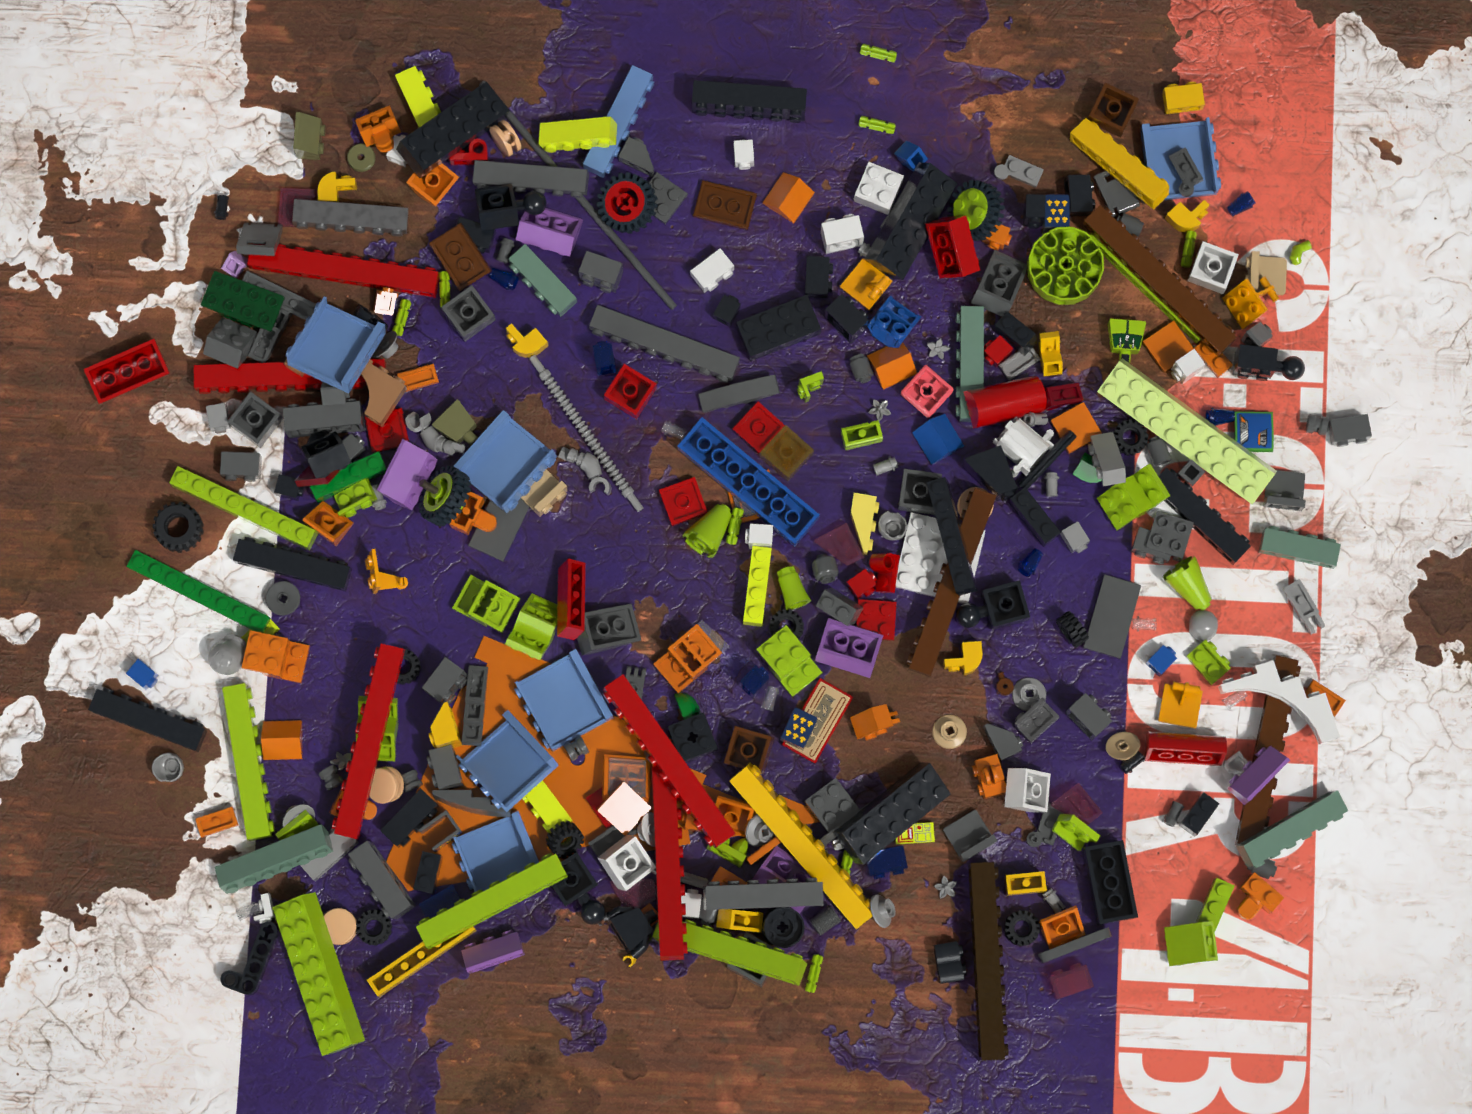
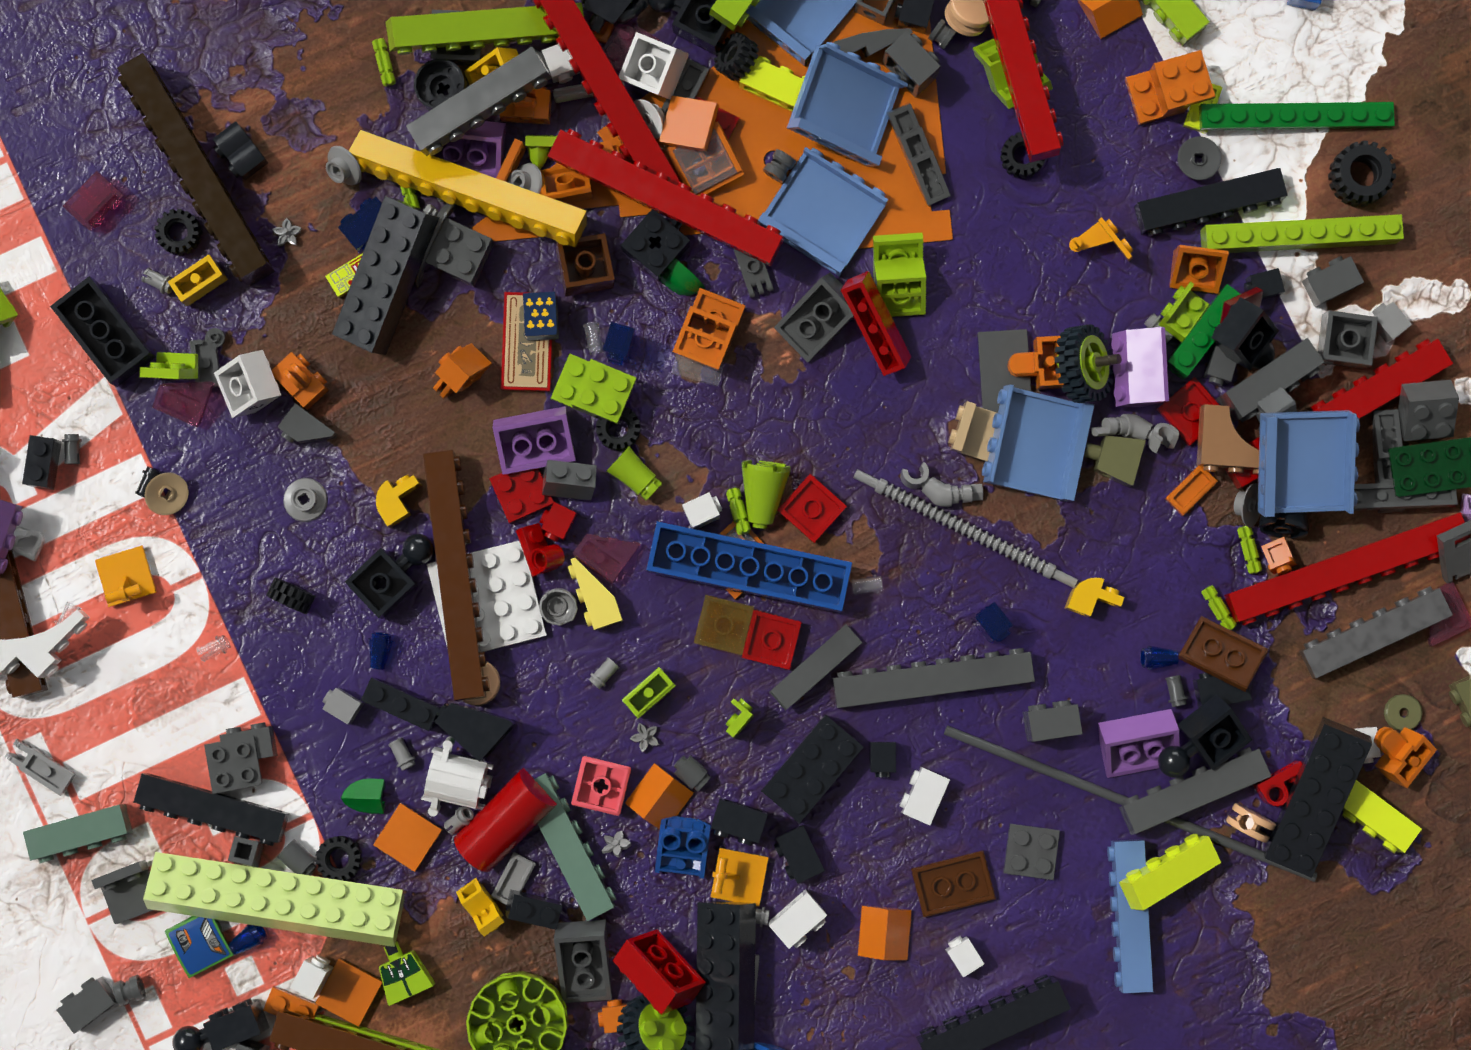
camera: 150 degrees right, 5 degrees up
(227, 655) = (1224, 59): light grey hair -> none
(330, 185) = (1418, 654): yellow brick -> none
(341, 760) = (1032, 15): light grey plant -> none
(434, 184) = (1301, 722): orange slope -> none
(445, 681) = (965, 158): dark grey brick -> none
(445, 729) = (933, 102): yellow slope -> none
(468, 313) = (1176, 592): dark grey brick -> none
(486, 603) = (969, 270): lime bracket -> none
(542, 280) = (1114, 678): sand green brick -> none
(630, 391) = (941, 601): red brick -> none
(636, 156) = (1087, 886): dark grey slope -> none
(639, 210) = (1048, 823): wheel -> none
(757, 586) = (675, 454): neon yellow brick -> none
(824, 920) = (396, 127): dark grey piece -> none
(825, 568) = (609, 517): dark grey head -> none
(878, 188) = (785, 999): white brick -> none
(915, 492) = (547, 662): dark grey brick -> none
(938, 438) = (559, 738): blue slope -> none
(952, 536) = (479, 622): black brick -> none
(953, 740) = (383, 416): tan piece -> none
(969, 836) = (287, 301): dark grey bracket -> none
(997, 351) = (545, 877): red brick -> none
(1004, 681) = (341, 497): reddish brown piece -> none
(1036, 720) = (279, 471): flat silver bracket -> none
(1047, 460) = (418, 785): black axle -> none
(1062, 927) = (134, 257): orange slope -> none
(1063, 395) = (440, 866): dark red plate -> none
(1075, 945) = (109, 243): dark grey beam -> none
(1089, 716) = (227, 507): dark grey brick -> none
(1107, 459) = (349, 814): light grey brick -> none
(1112, 616) = (254, 638): dark grey tile -> none
(1134, 497) = (298, 788): lime bracket -> none
(1161, 660) = (171, 617): blue brick -> none
(1185, 748) = (93, 530): red brick -> none
(1189, 583) = (185, 722): lime cone -> none
(1203, 625) = (145, 683): light grey hair -> none
(1208, 661) = (118, 643): lime bracket -> none

